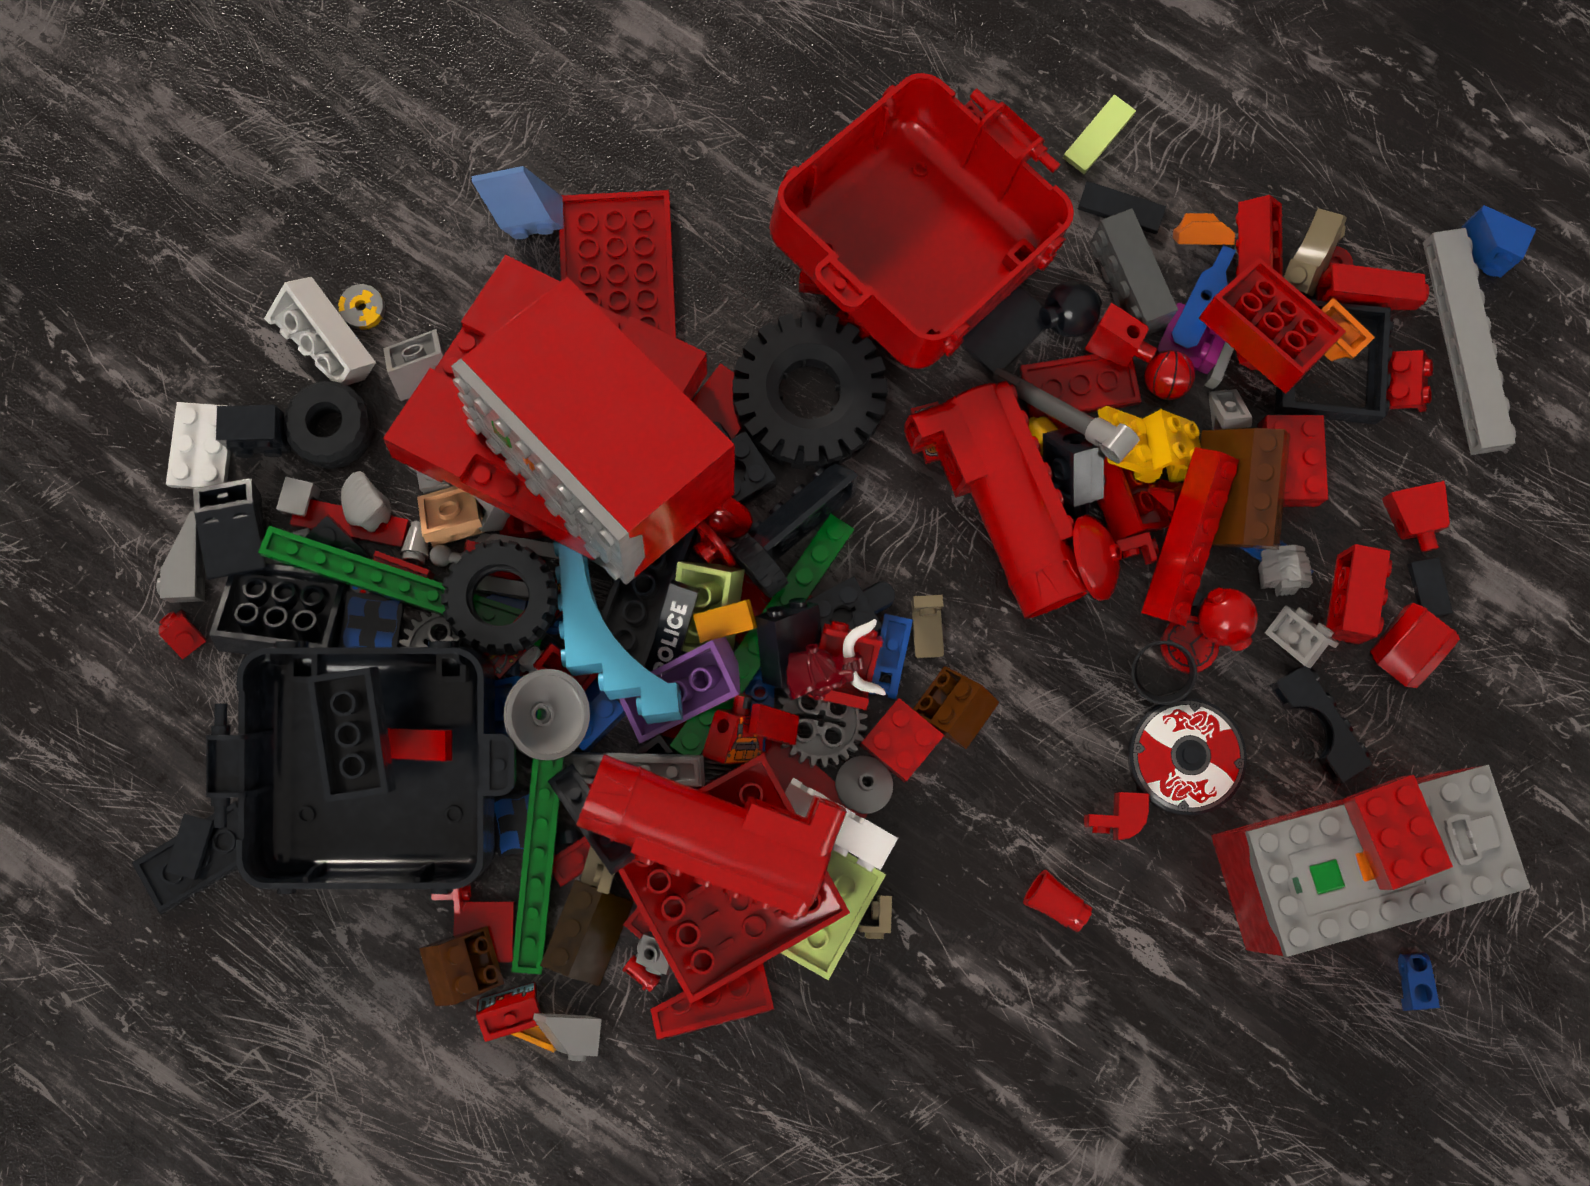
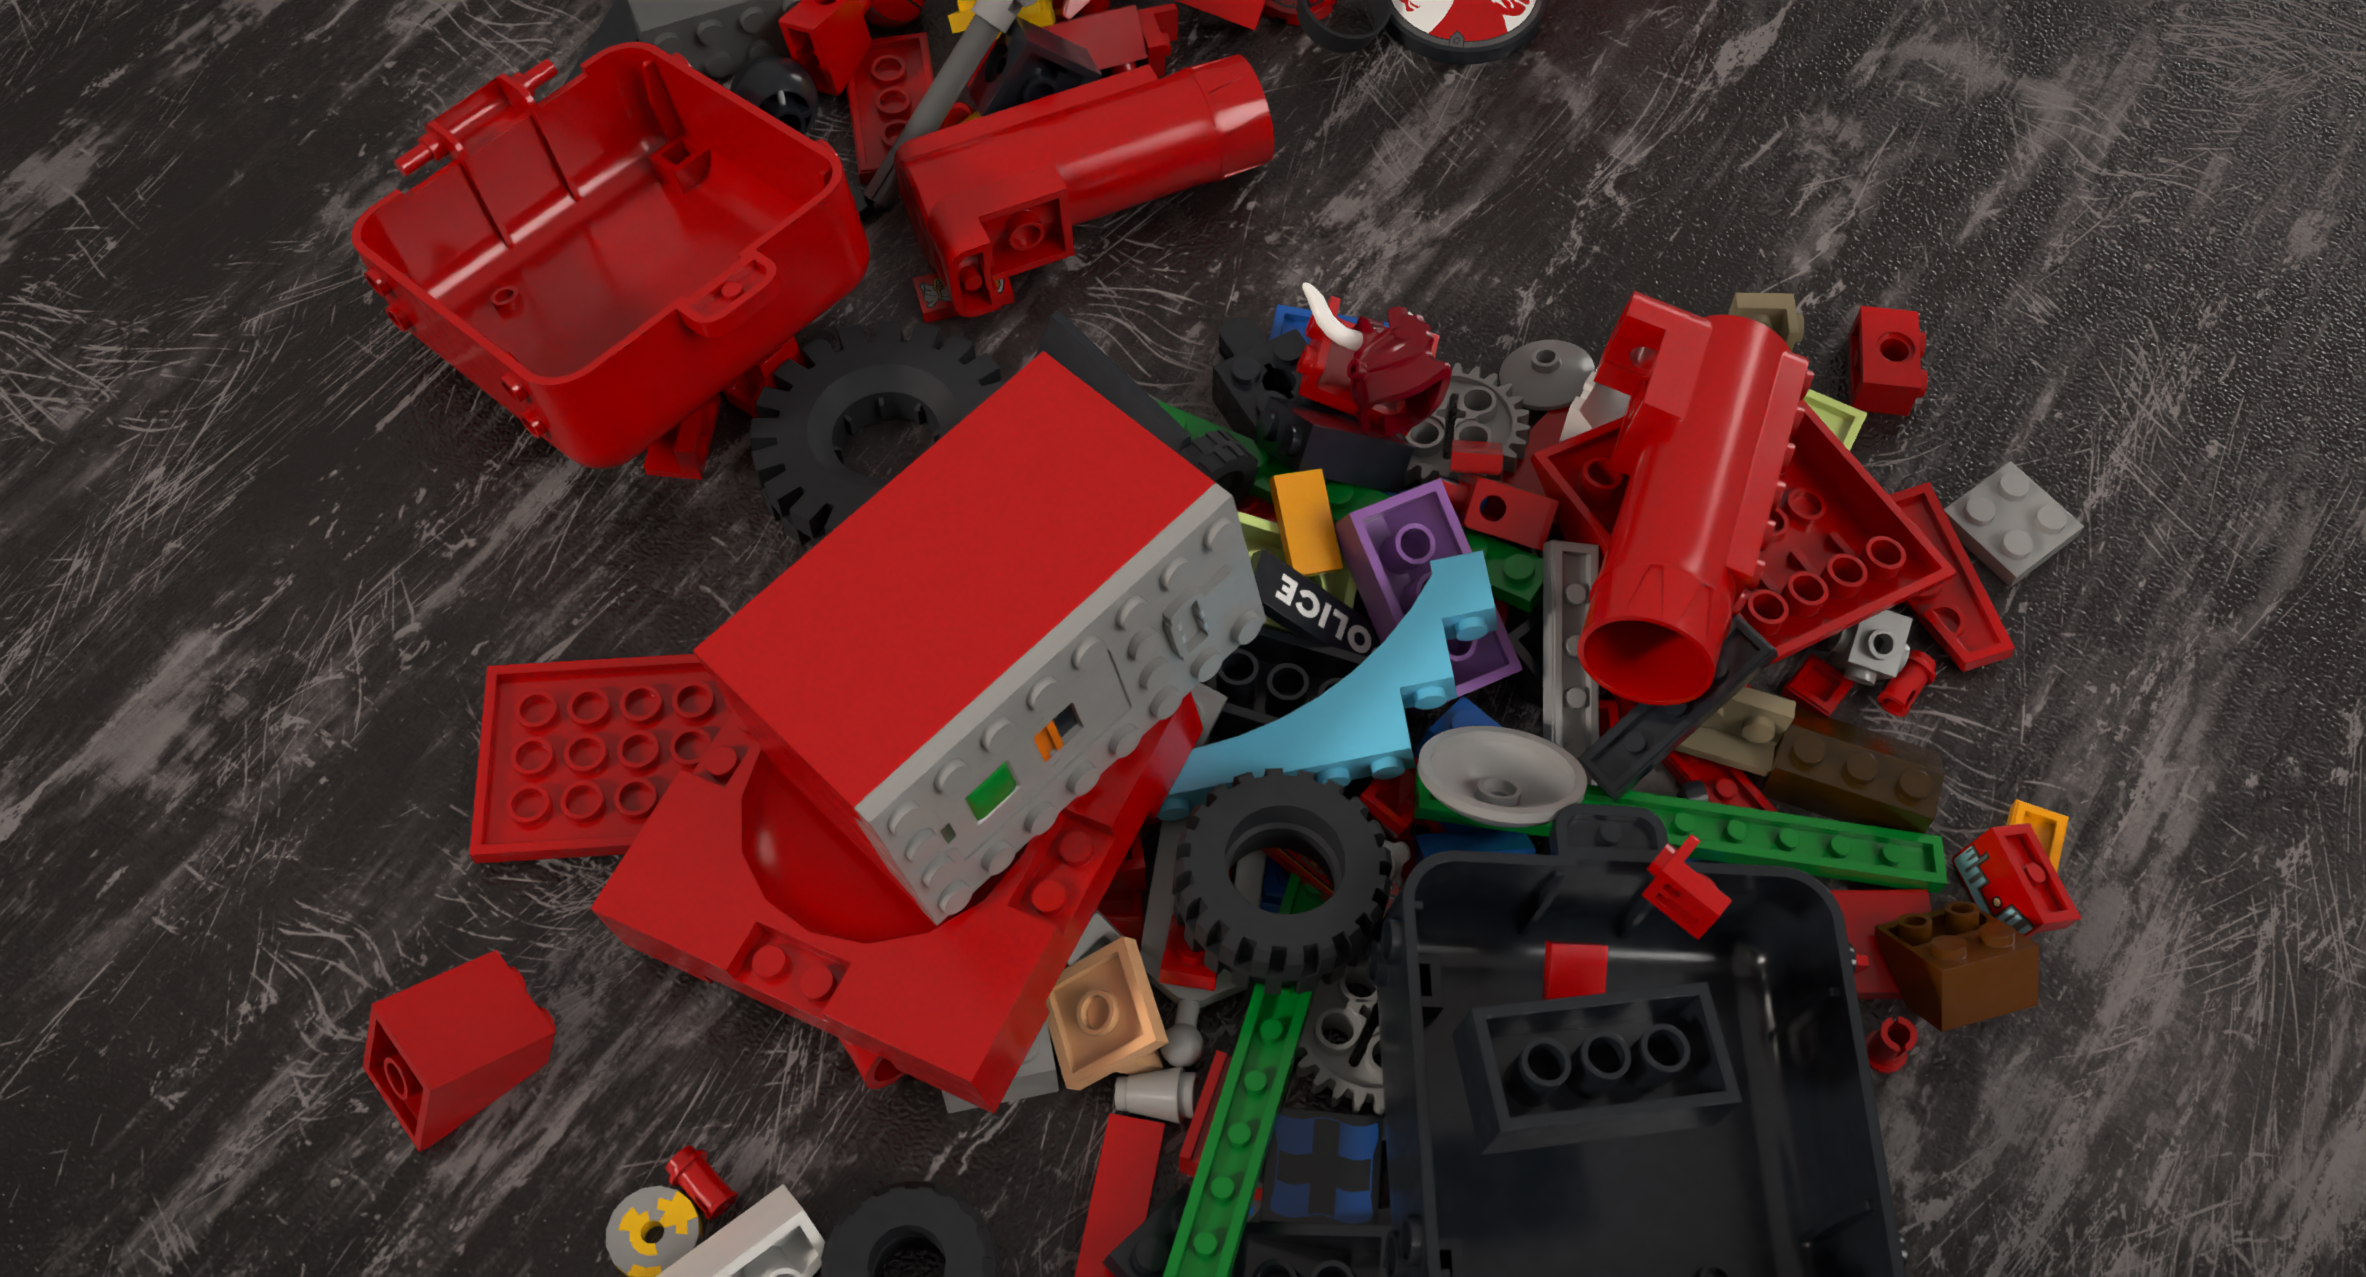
camera: 90 degrees left, 20 degrees down
(364, 503) = (1081, 1187): light grey hair -> none
(384, 325) = (700, 1182): none -> red pin
(410, 361) = (790, 1105): light grey slope -> none
(426, 917) = (1889, 1045): none -> red pin
(453, 798) = (1683, 893): none -> red bracket
(454, 205) = (455, 1045): none -> red slope
(520, 202) = (483, 891): medium blue slope -> none
(571, 1034) = (2035, 774): light grey slope -> none
(753, 1059) = (2011, 523): none -> light grey plate
(888, 996) = (1886, 360): none -> red brick
(901, 740) = (1478, 314): red brick -> none
(927, 626) = (1265, 289): dark tan bracket -> none
(956, 706) = (1412, 254): reddish brown slope -> none
(1057, 902) = (1693, 136): red plant -> none
(1096, 557) = (1175, 49): red dish -> none
(1099, 134) = (467, 64): yellowish green tile -> none
(1129, 816) = (1561, 54): red brick -> none

